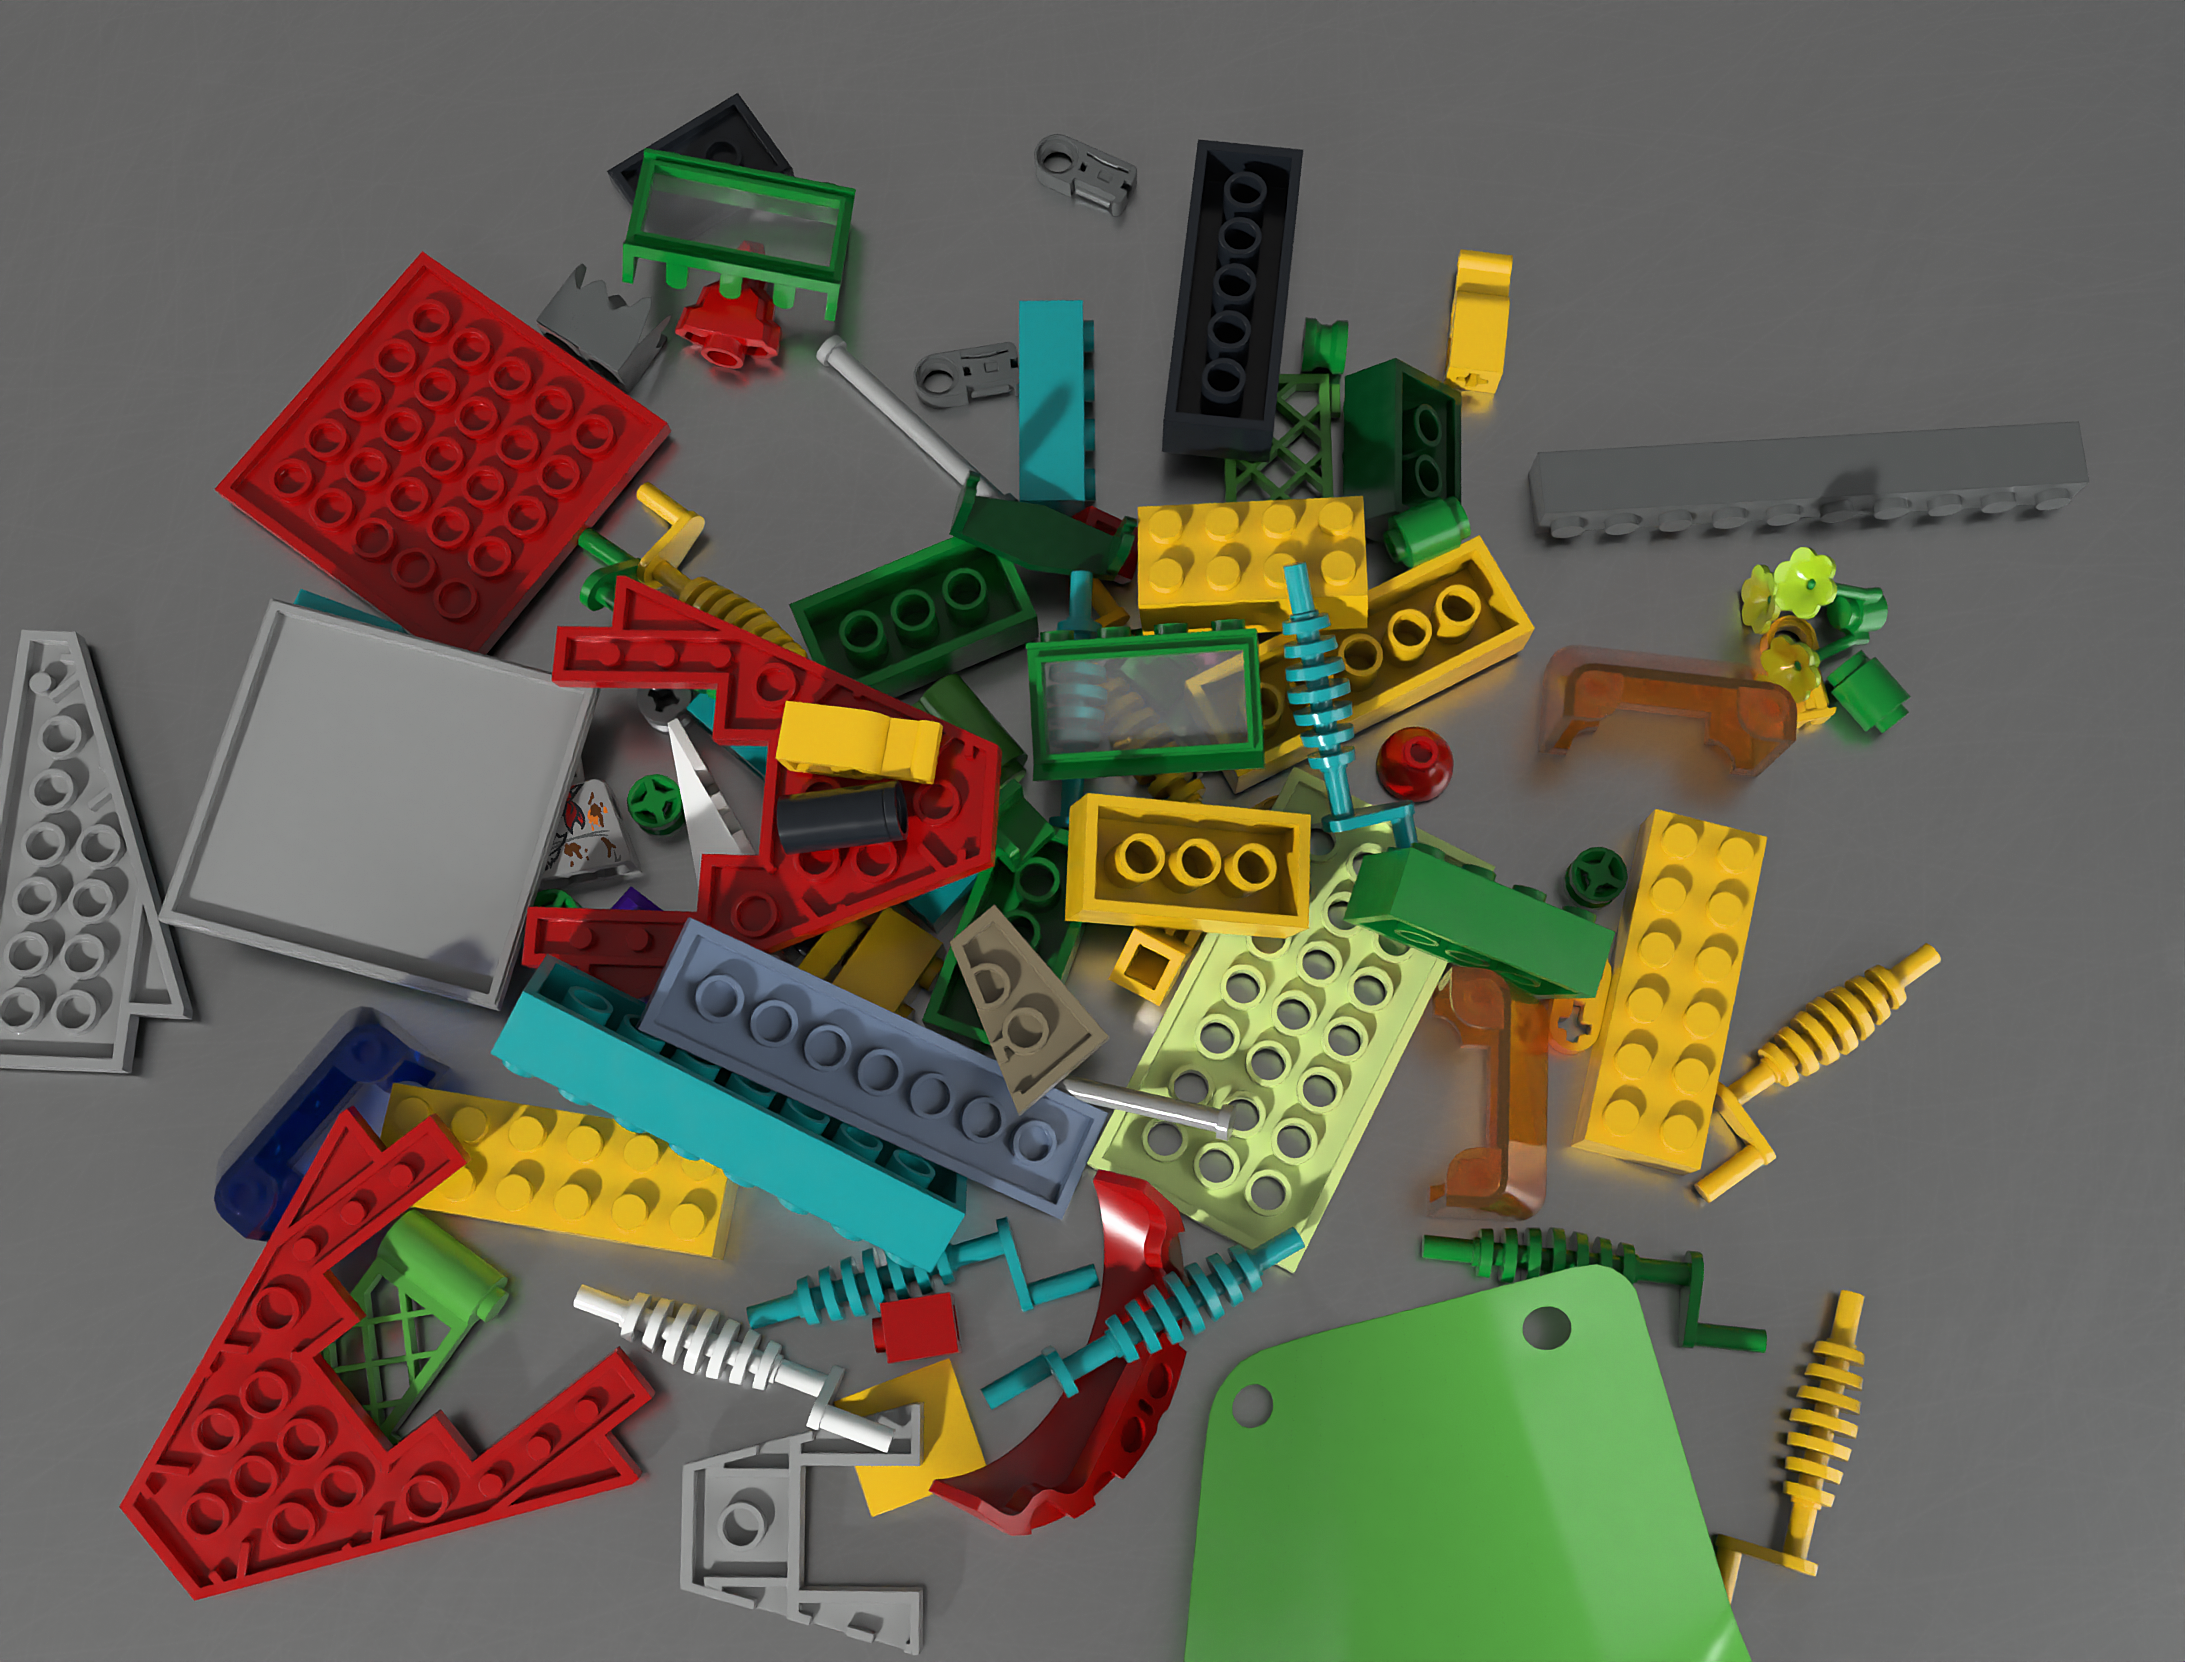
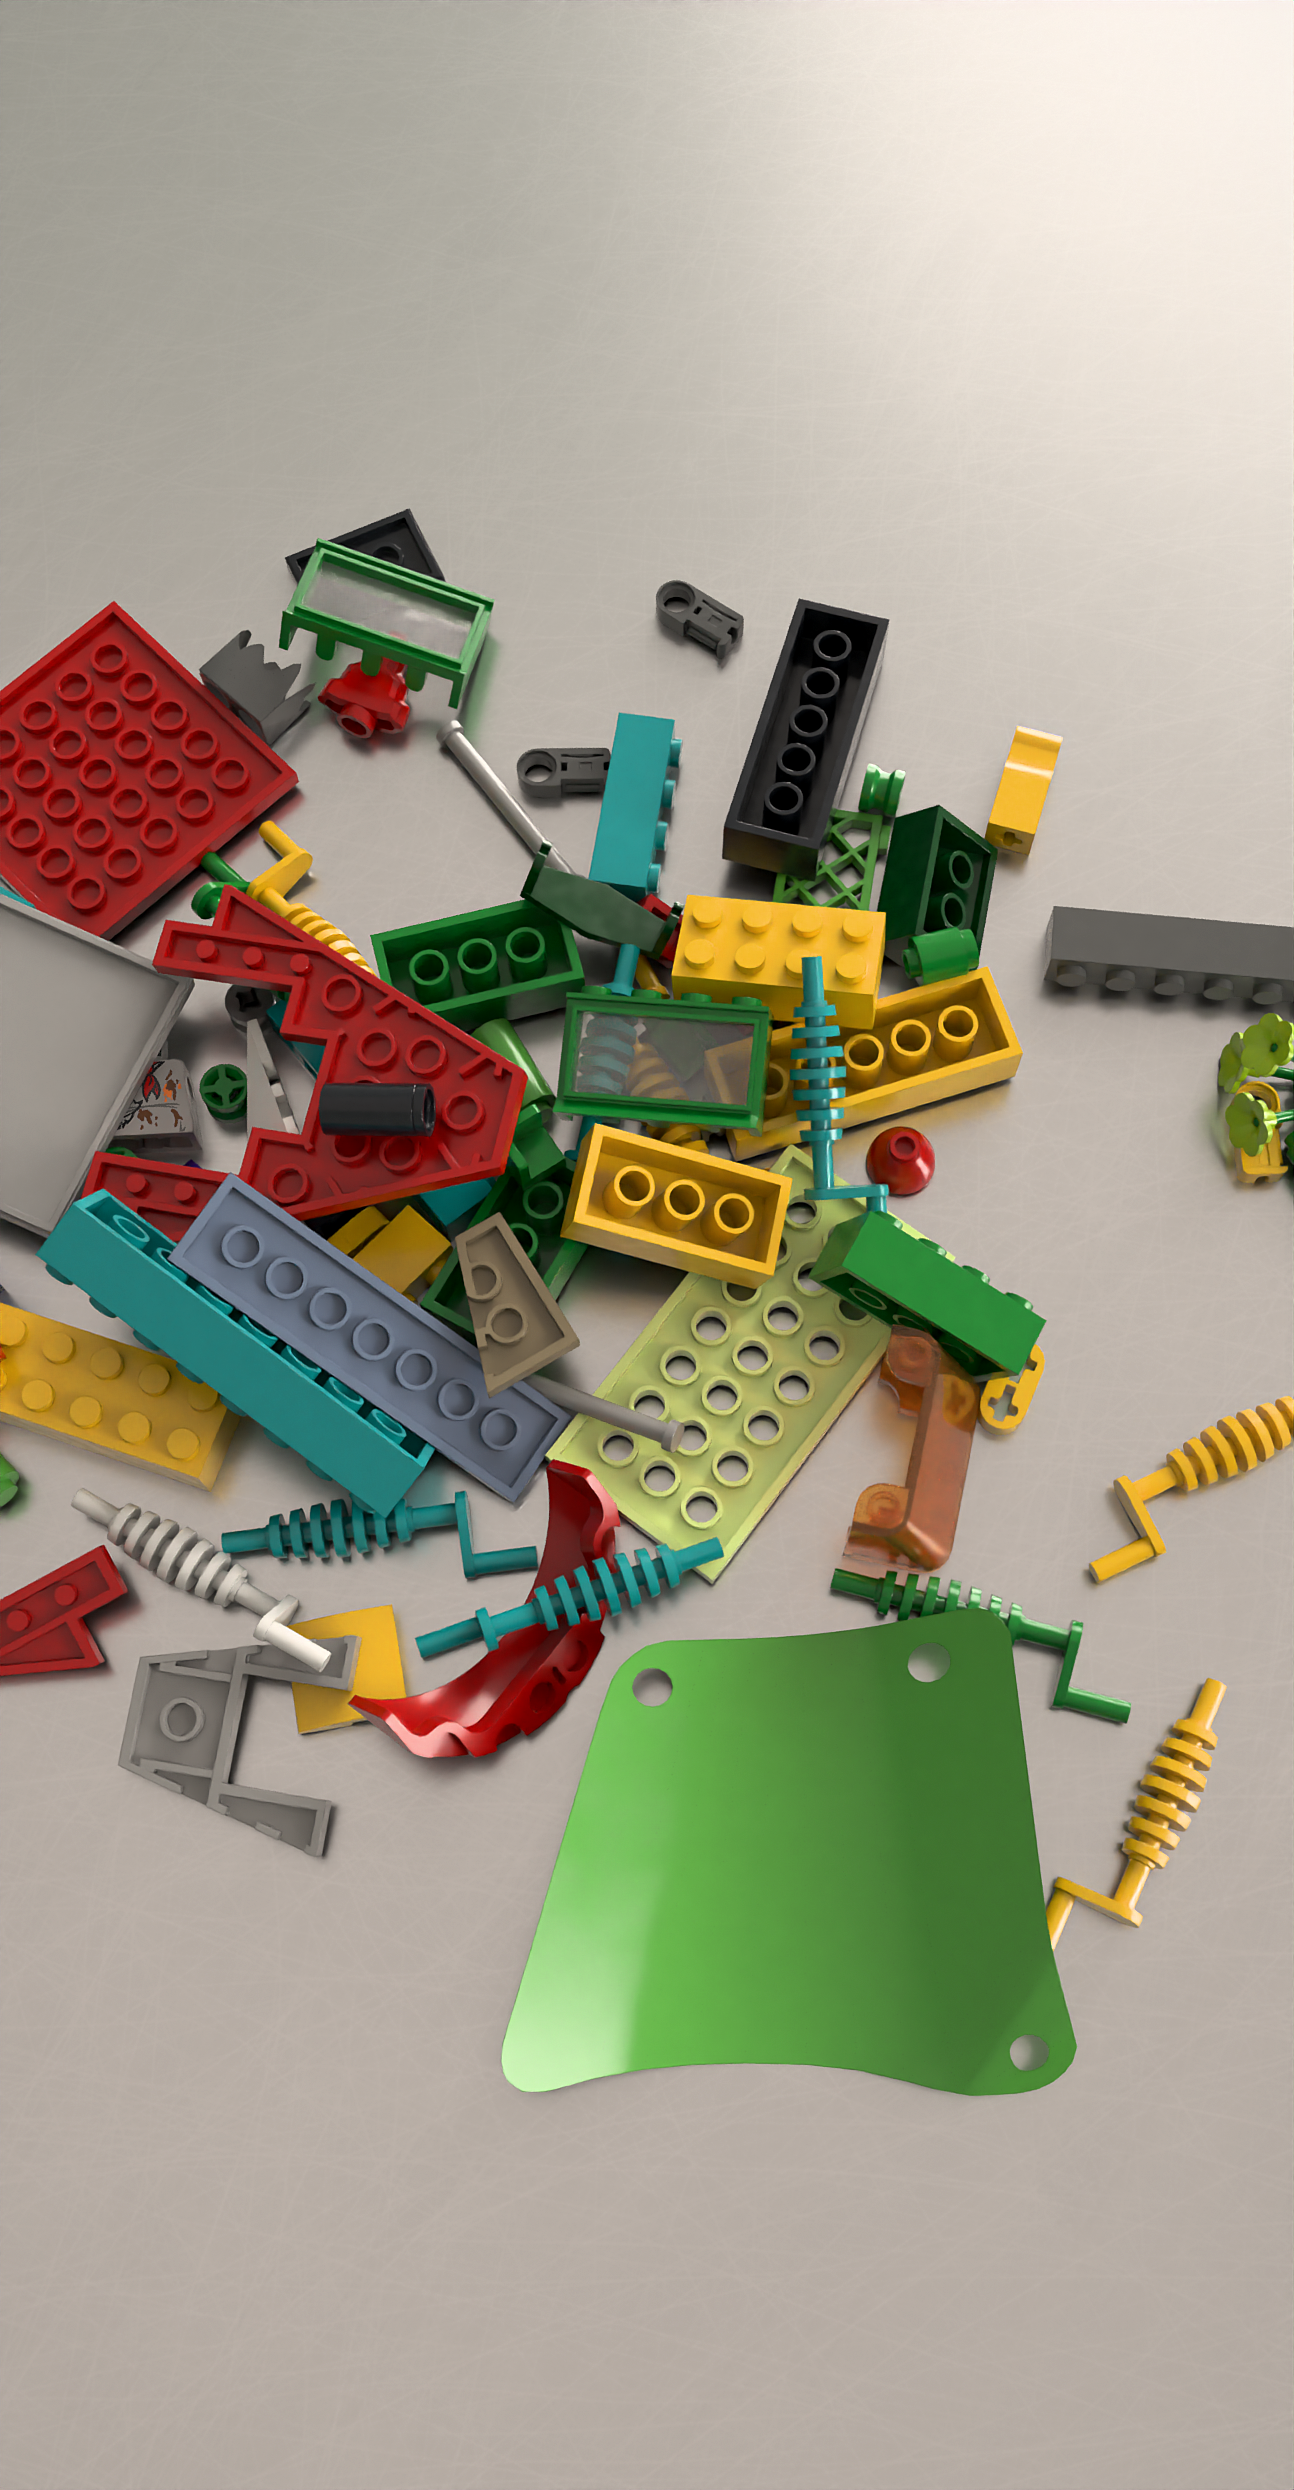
camera: 10 degrees right, 5 degrees down
(857, 743) = (400, 1049): yellow piece -> none
(917, 1328) = (369, 1574): red brick -> none
(1154, 961) = (636, 1287): yellow brick -> none
(1602, 869) = (1048, 1272): green wheel -> none
(1670, 993) = (1093, 1391): yellow brick -> none
(1741, 705) = (1199, 1148): clear orange windscreen -> none

